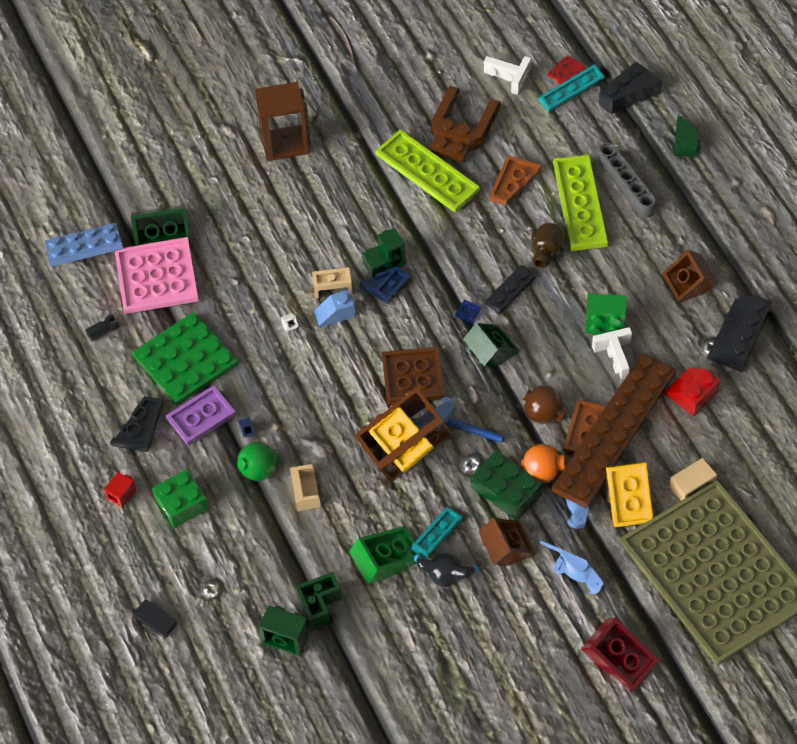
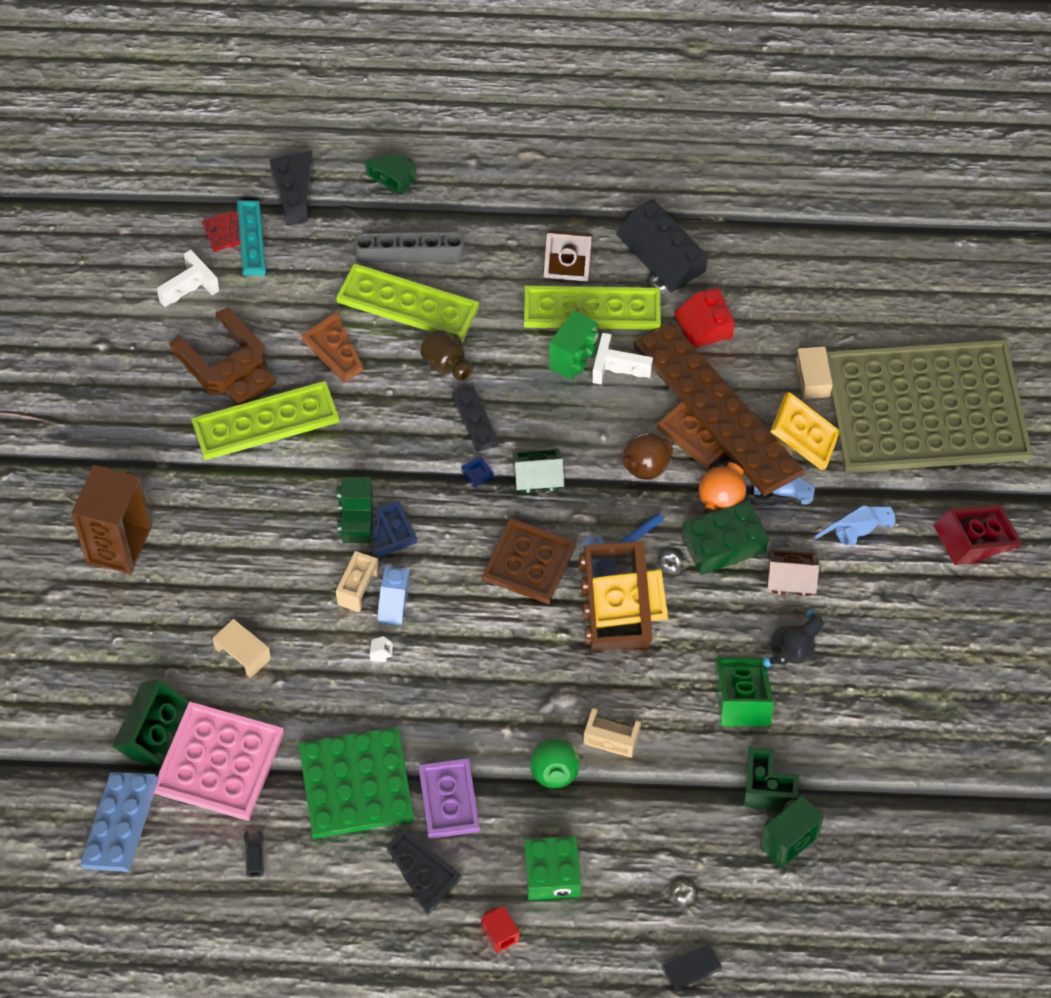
camera: 65 degrees left, 0 degrees up
(243, 245) = (243, 647): none -> tan panel
(246, 427) = (496, 758): dark blue piece -> none
(437, 533) = (743, 631): teal tile -> none
(654, 314) = (608, 306): none -> lime plate

